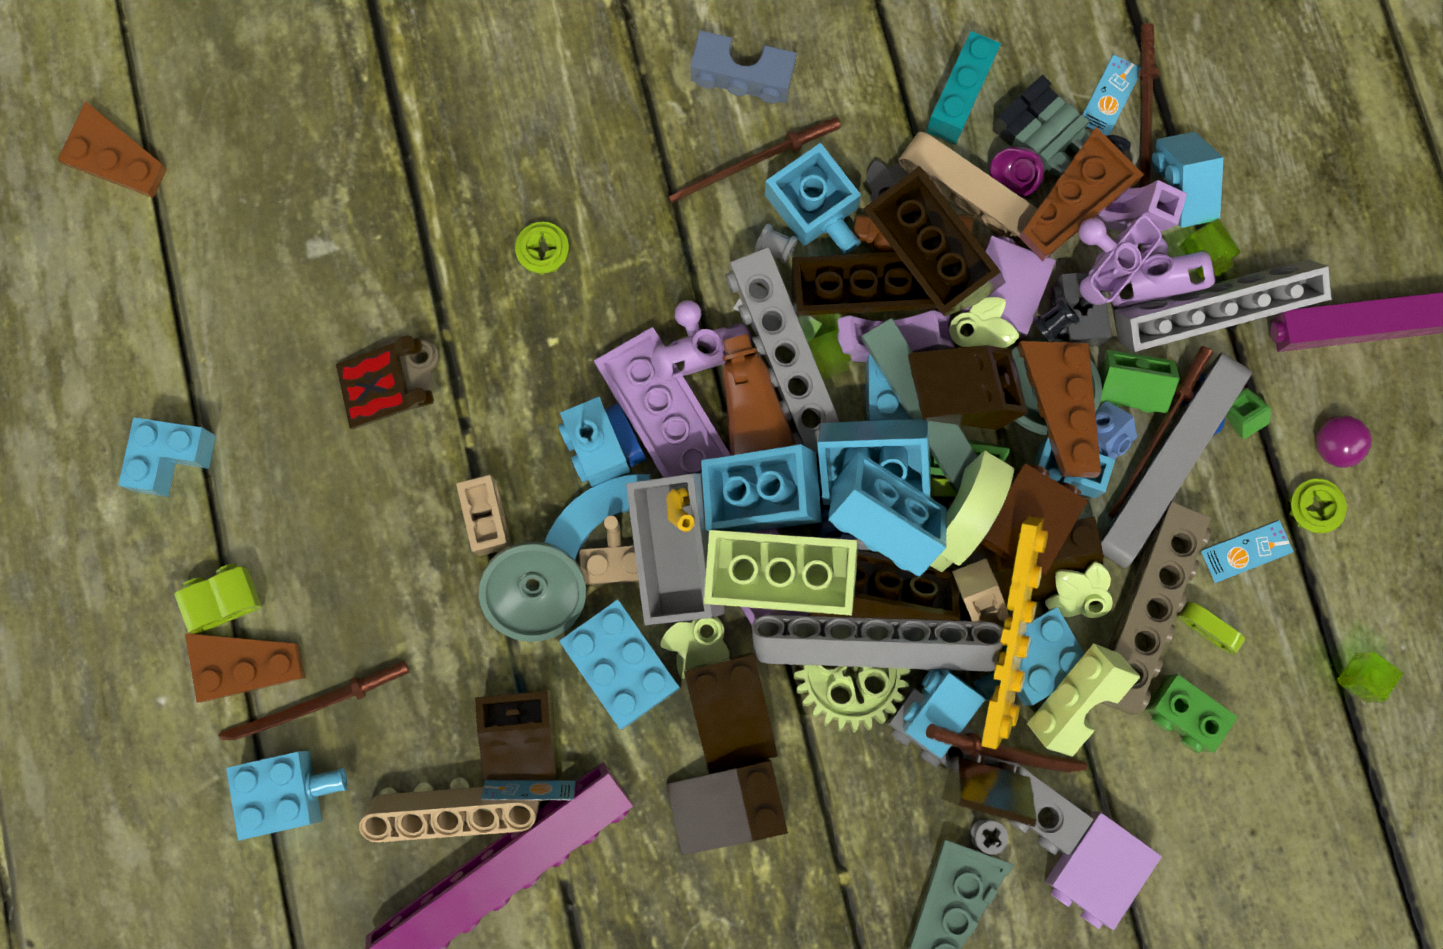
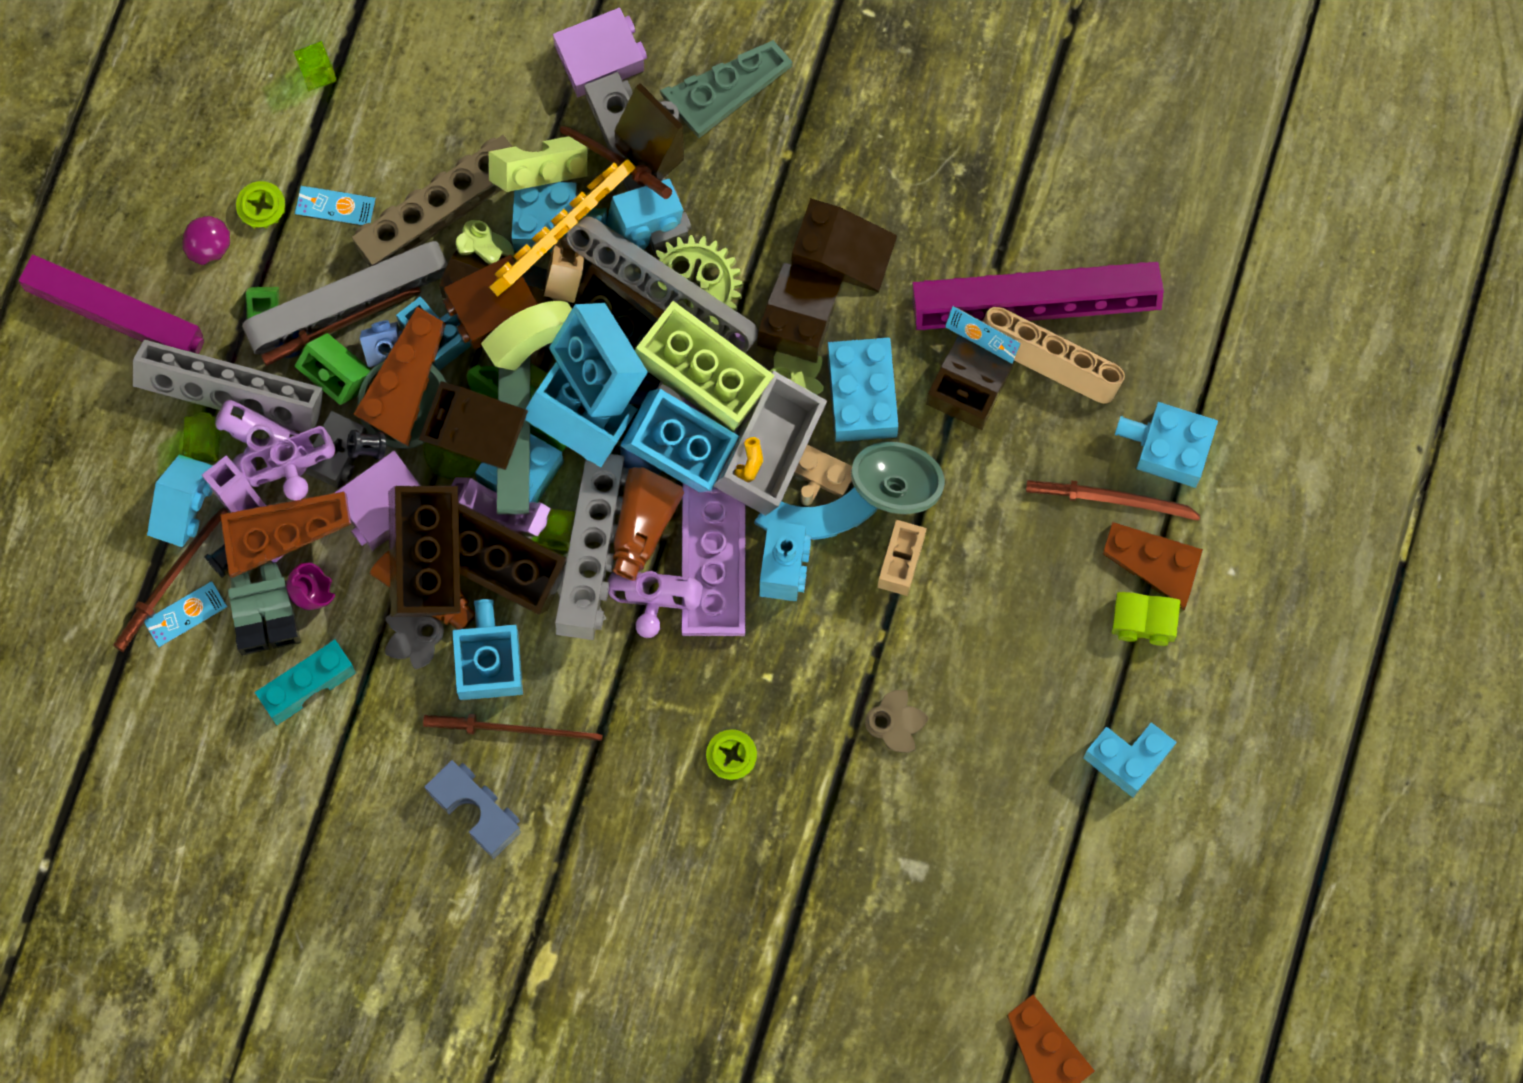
camera: 150 degrees left, 5 degrees down
(376, 385) = (930, 716): dark brown flag -> none
(625, 435) = (755, 560): blue beam -> none
(779, 244) = (540, 644): light grey bush -> none
(969, 187) = (357, 597): tan beam -> none
(986, 323) = (425, 467): yellowish green plate -> none
(1190, 714) = (462, 116): bright green brick -> none
(1211, 628) = (403, 165): lime beam -> none

